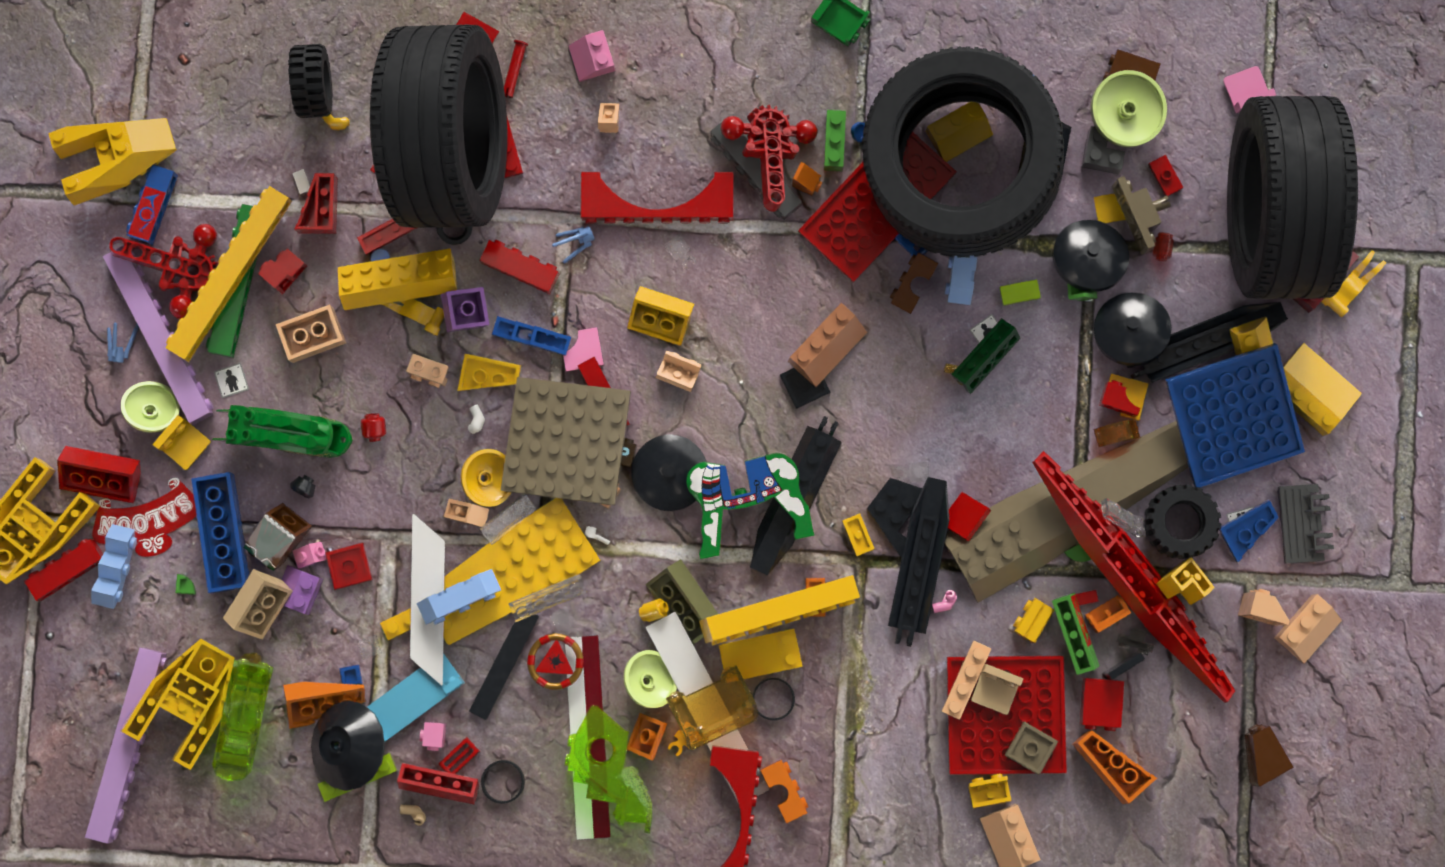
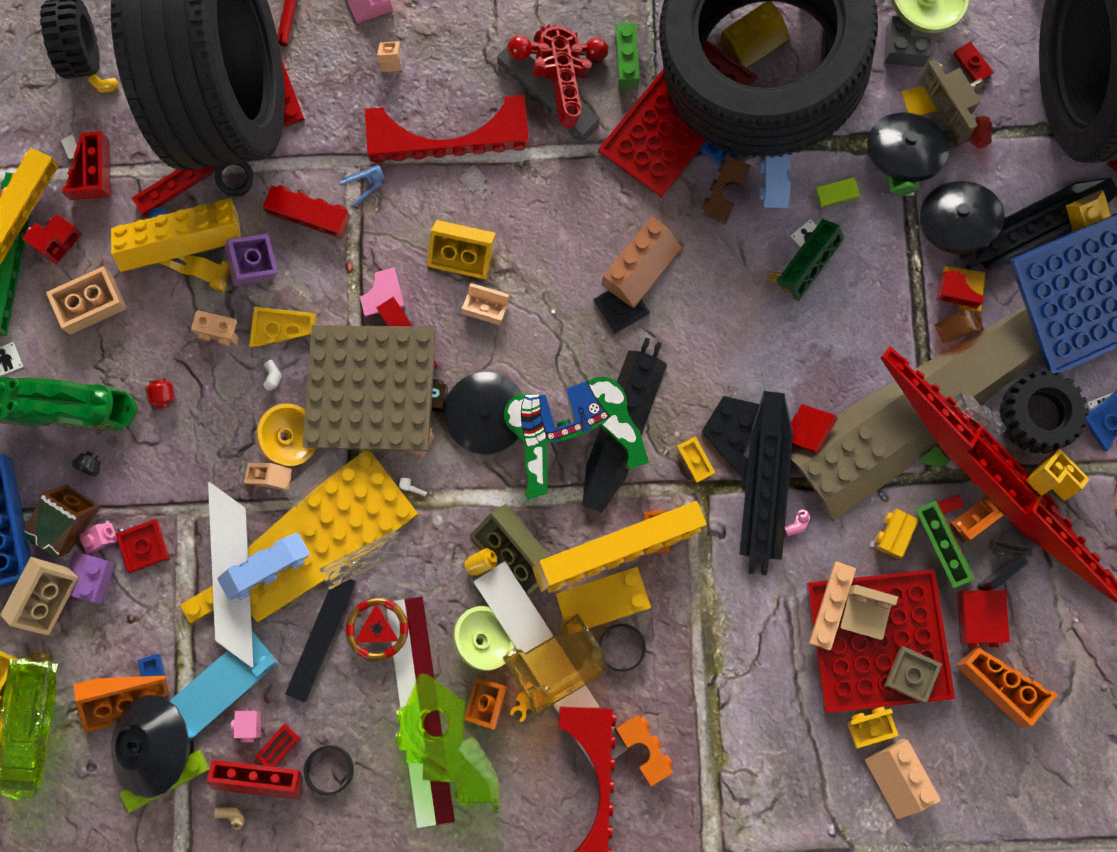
camera: 10 degrees left, 5 degrees down
(531, 335) = (324, 282): blue slope -> none
(806, 179) = (601, 96): orange slope -> none
(857, 131) = (650, 46): blue piece -> none

